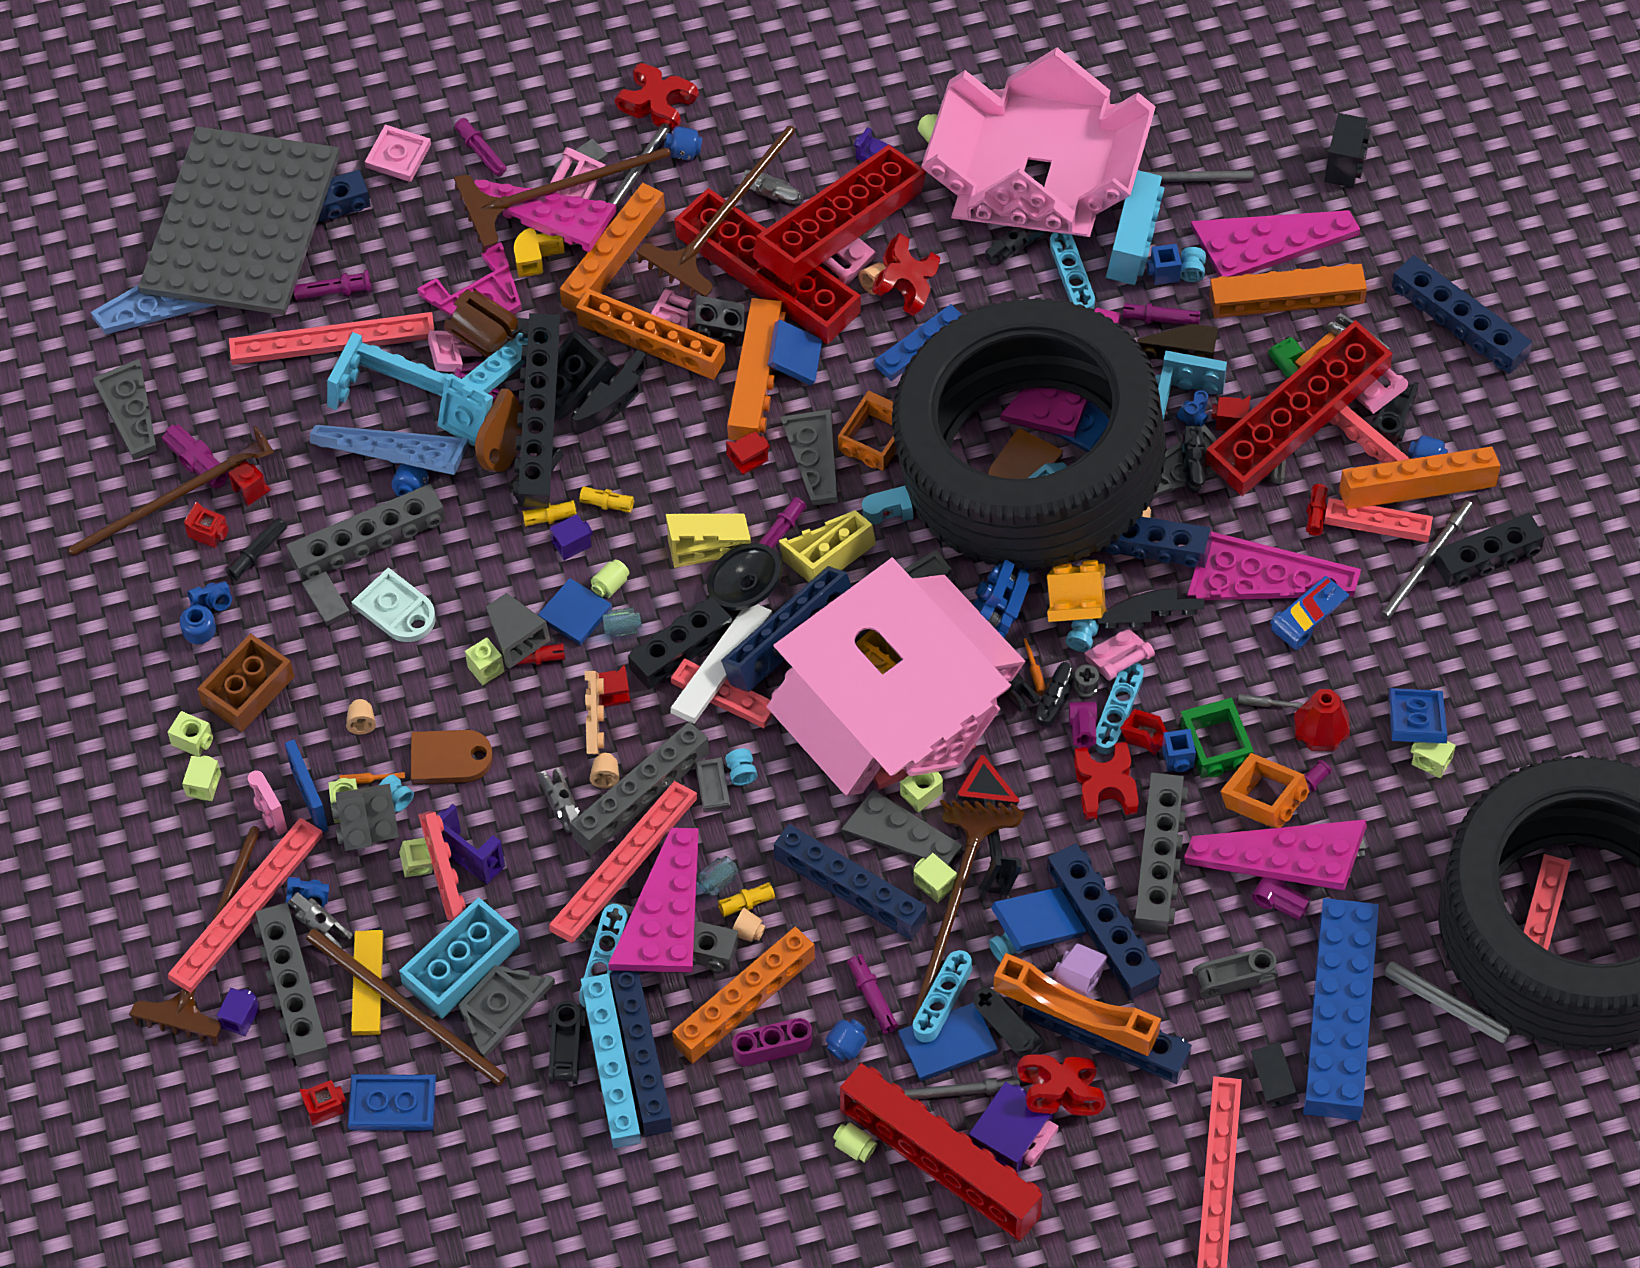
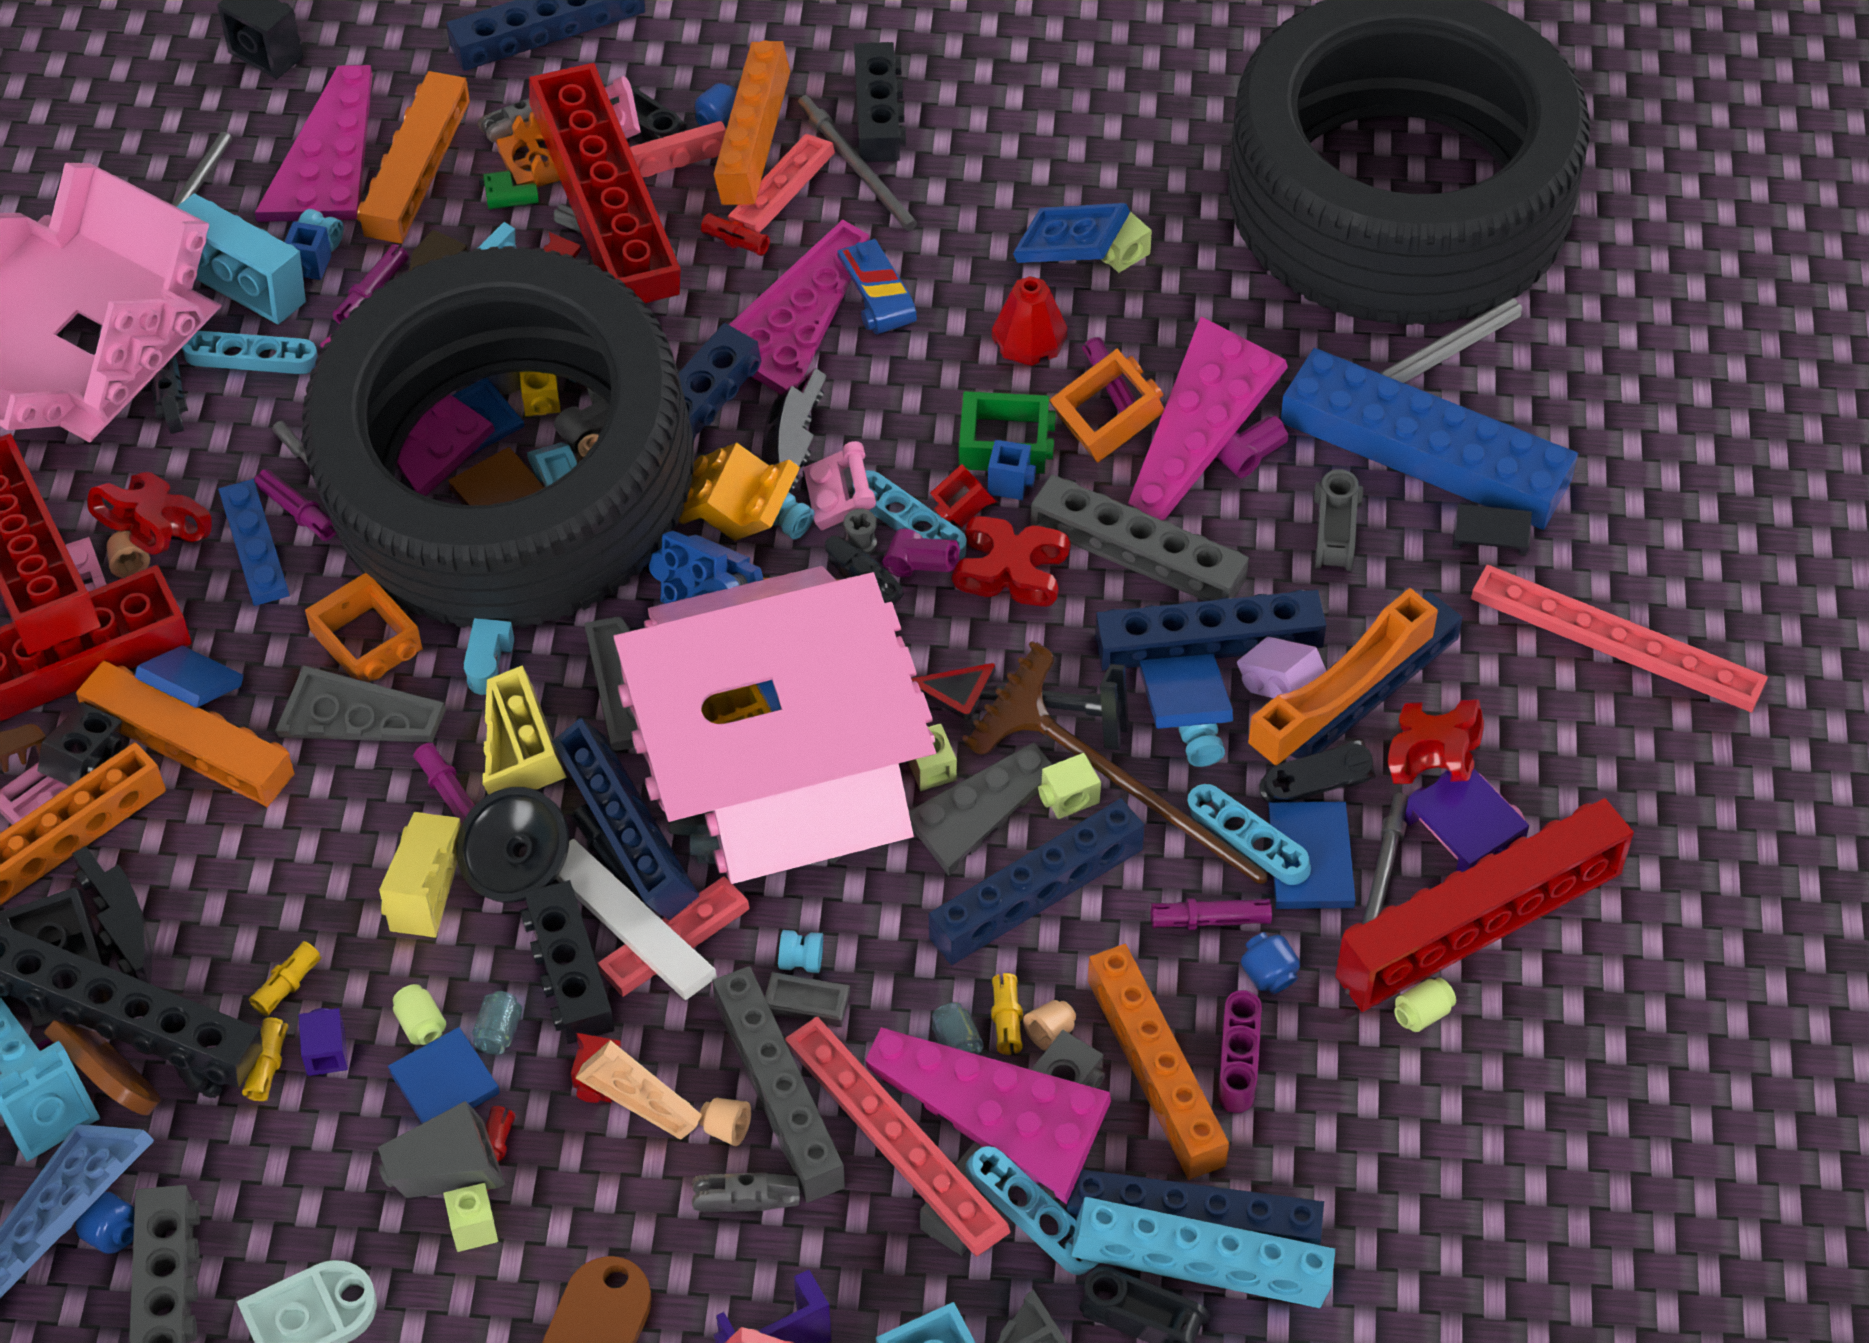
camera: 70 degrees left, 5 degrees down
(748, 452) = (310, 784): red window -> none
(1264, 701) = (971, 374): flat silver piece -> none

